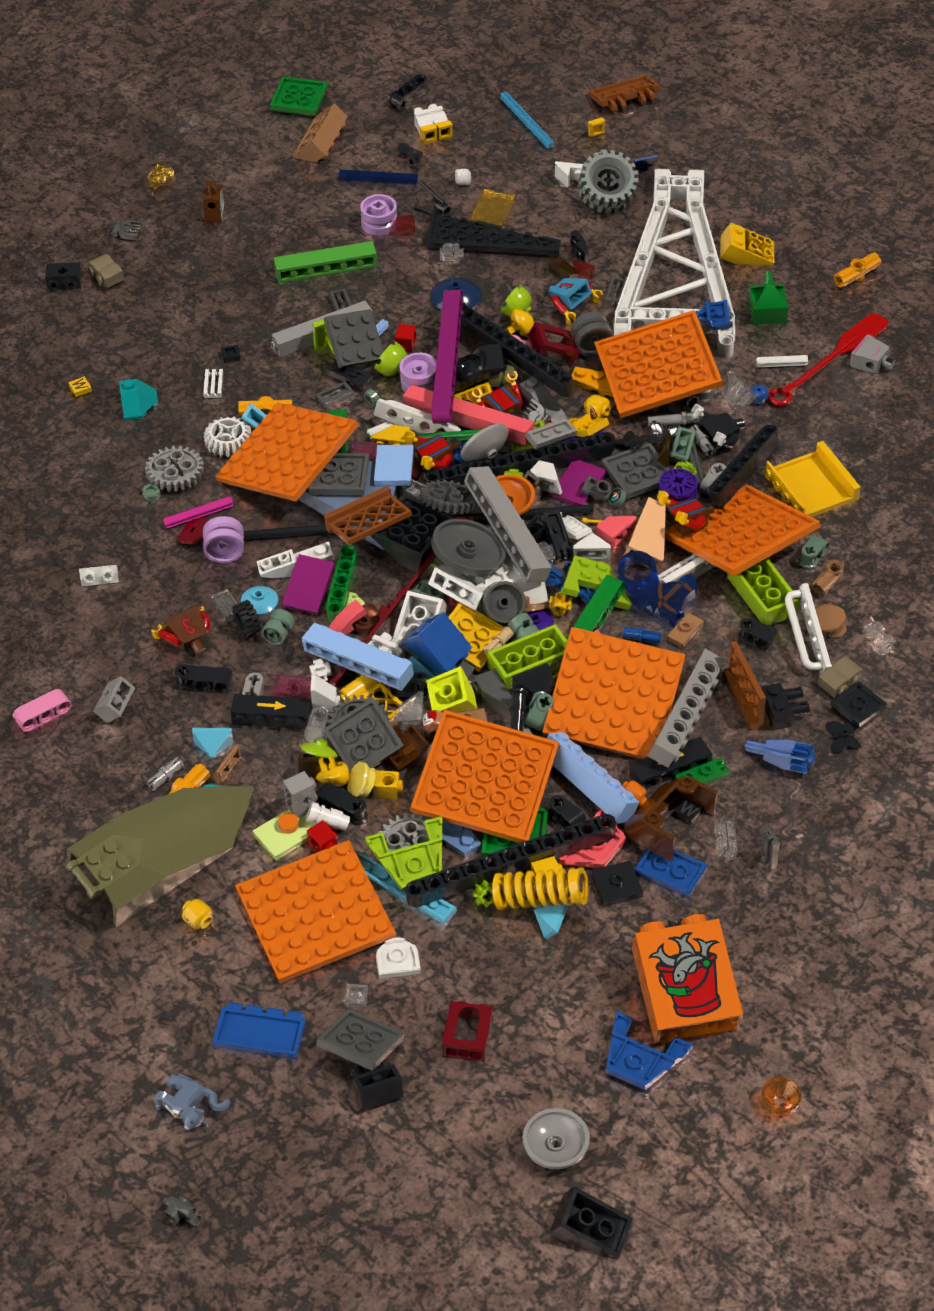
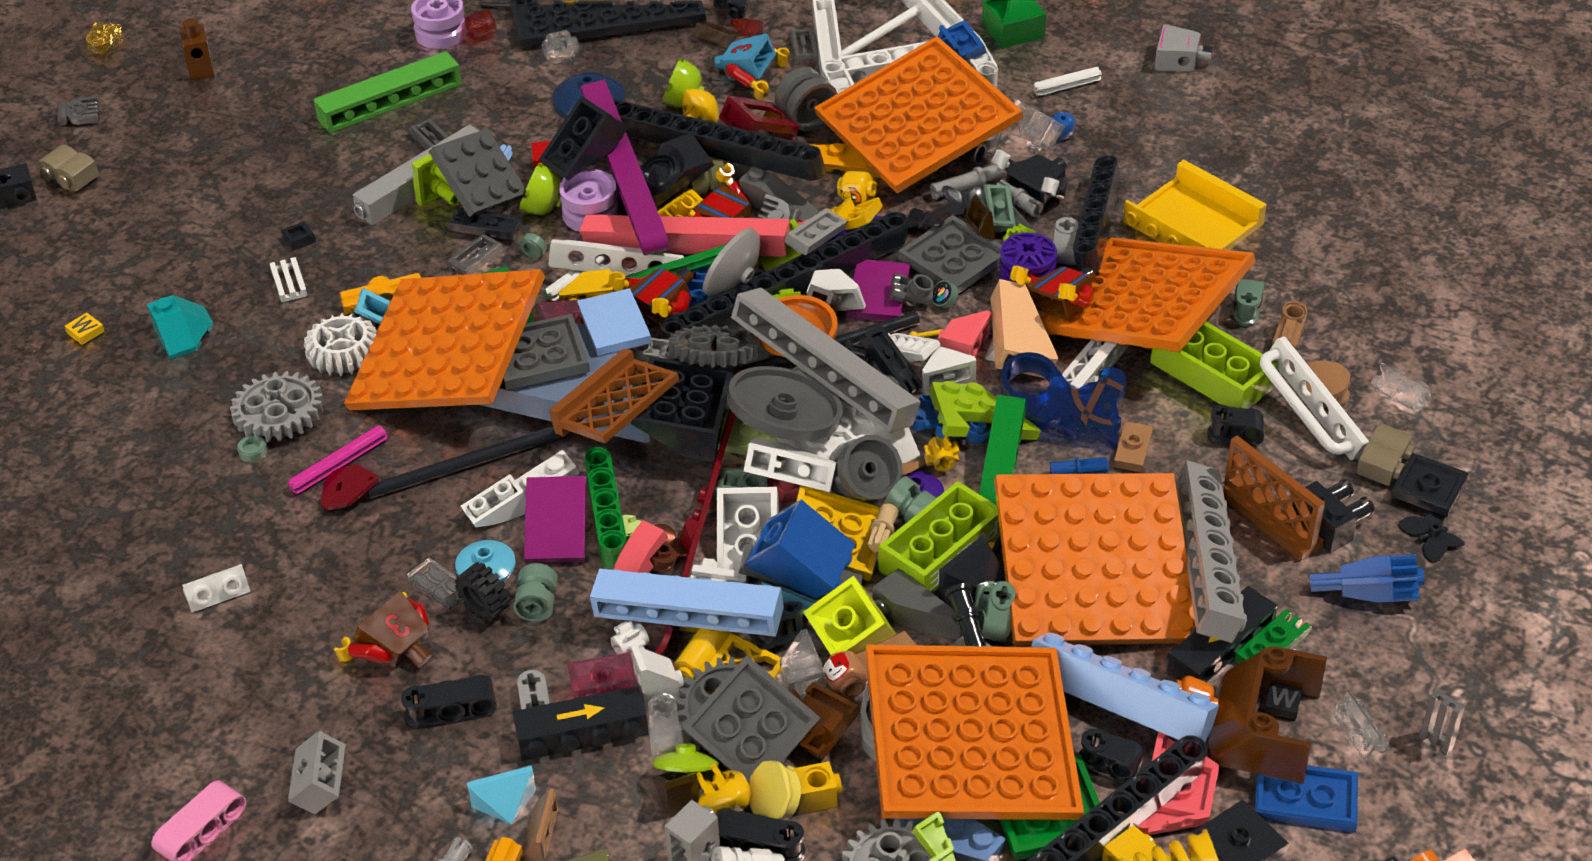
camera: 20 degrees left, 5 degrees down
(223, 539) = (398, 486): lavender wheel -> none
(425, 332) = (582, 139): none -> black slope
(872, 325) = (1140, 39): red piece -> none

